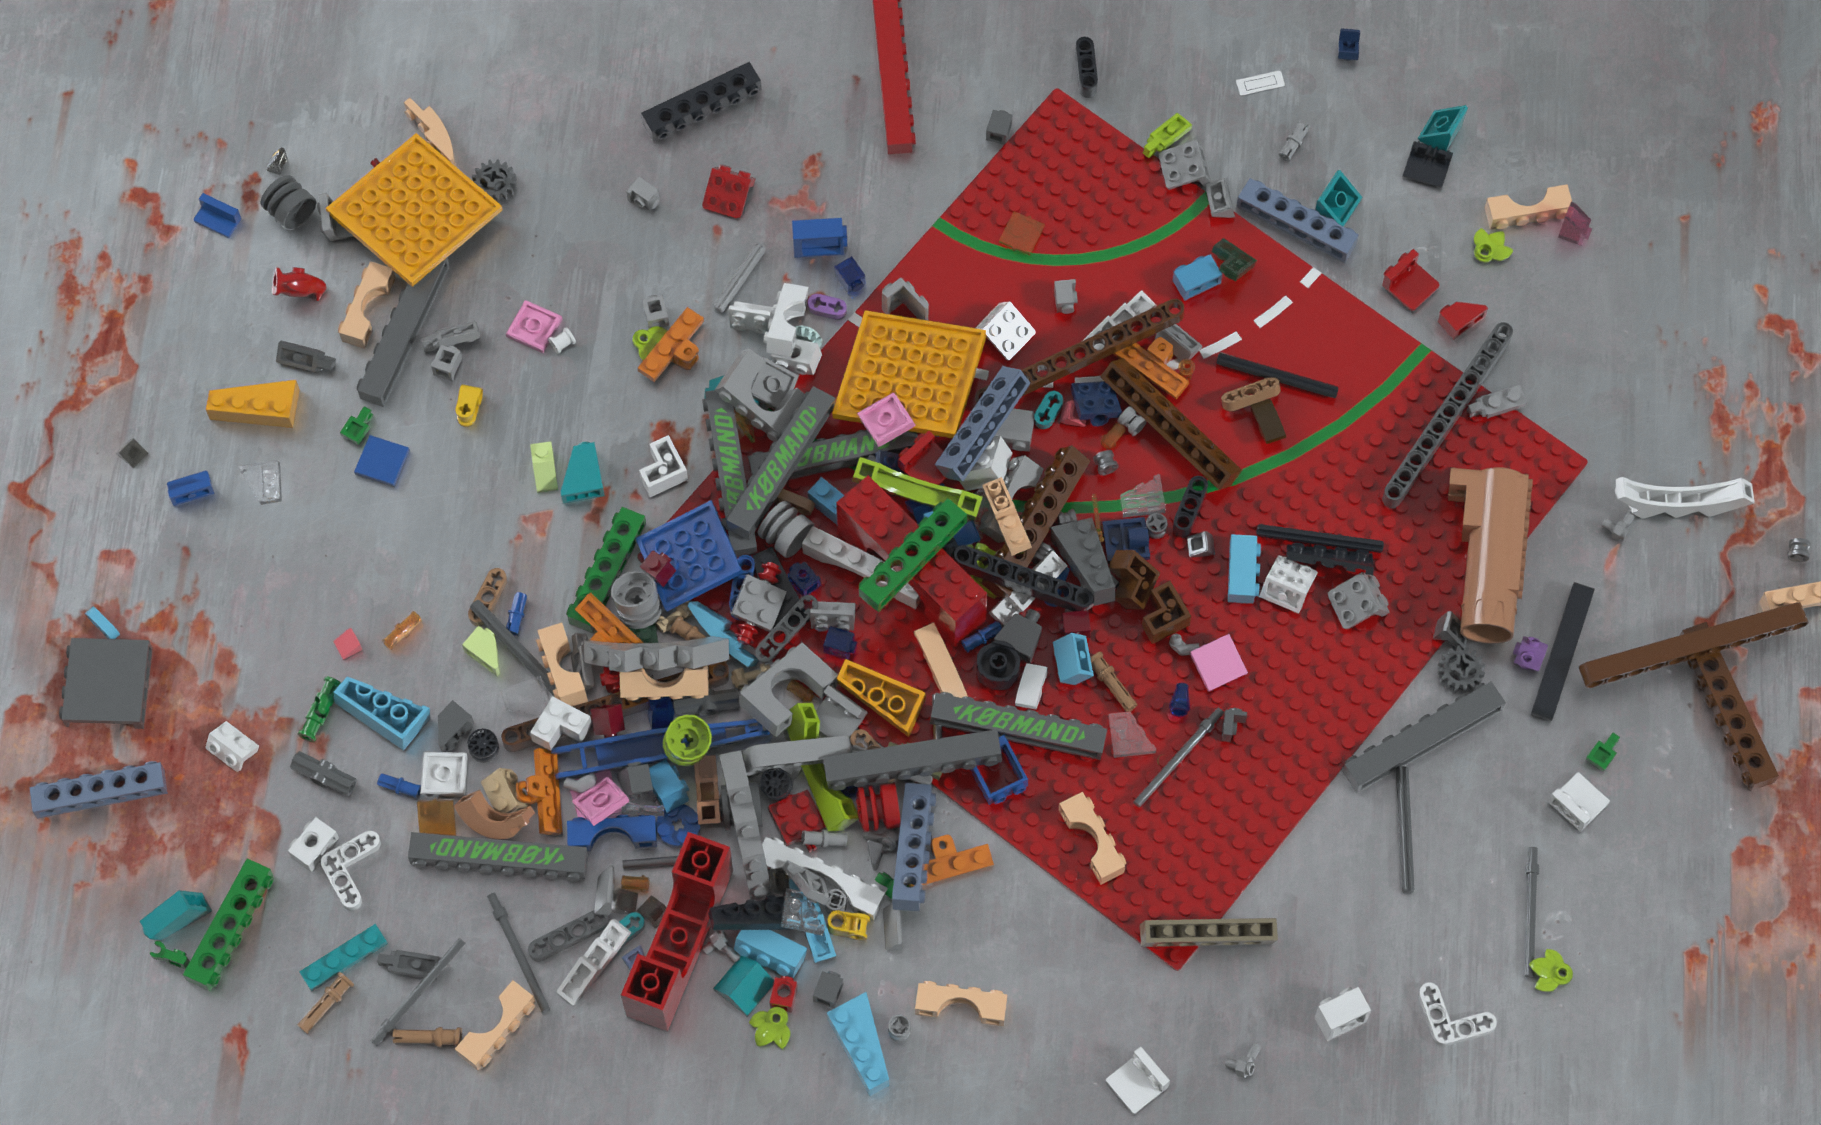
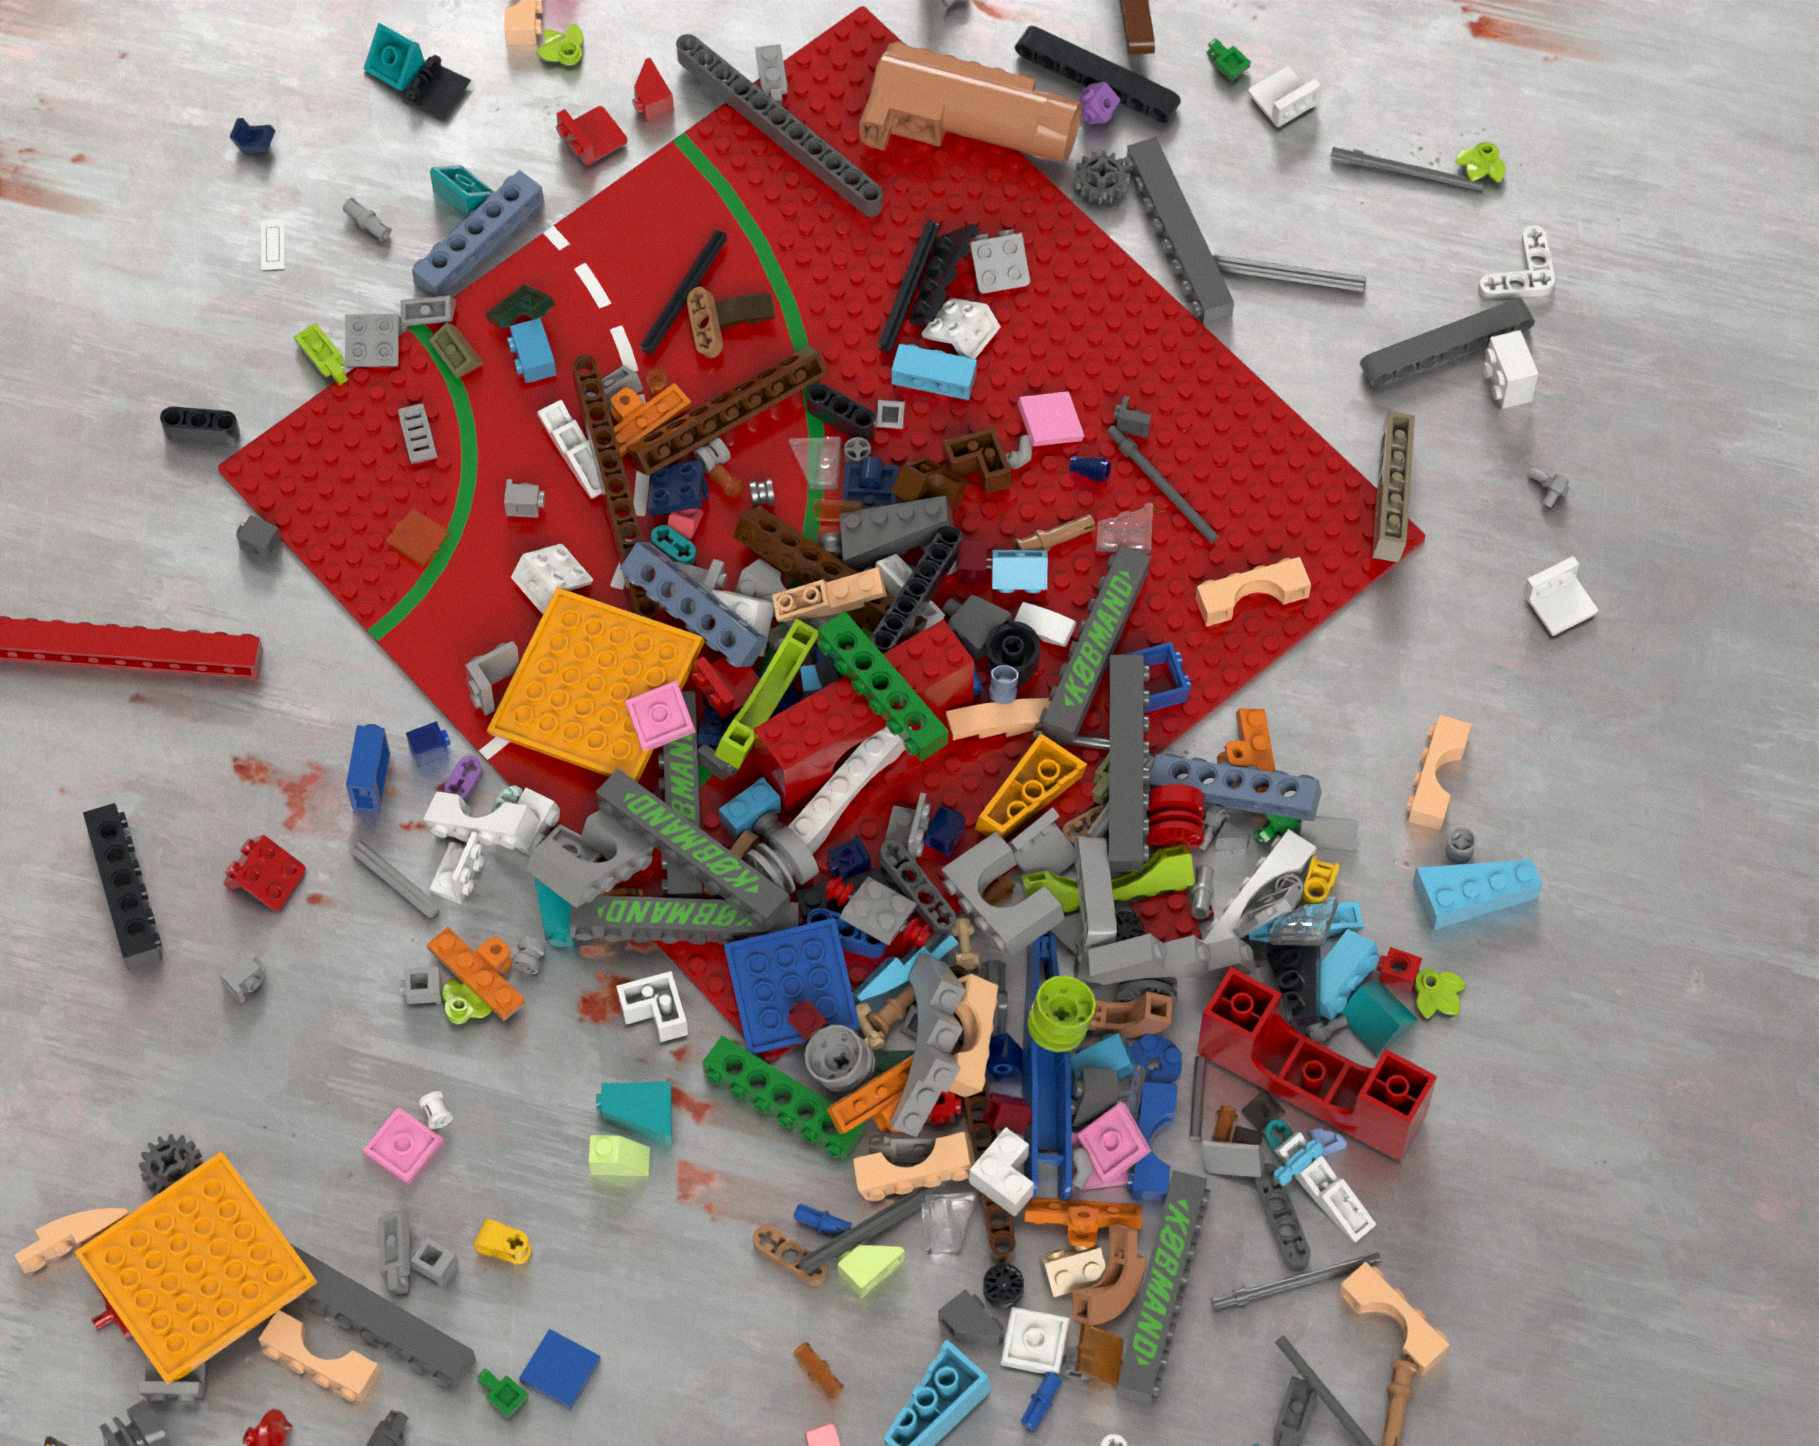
camera: 80 degrees left, 5 degrees down
(604, 935) = (1298, 1162): none -> medium azure axle
(691, 376) = (528, 955): none -> light grey wheel
(820, 518) = (767, 825): none -> flat silver wheel
(828, 989) = (1399, 917): dark grey brick -> none
(964, 660) = (1003, 685): none -> sand blue wheel
(1105, 207) = (414, 417): none -> light grey slope
(1189, 225) = (455, 350): none -> olive slope
(1364, 964) = (1445, 342): none -> dark grey beam
(1448, 629) = (1052, 178): dark grey slope -> none

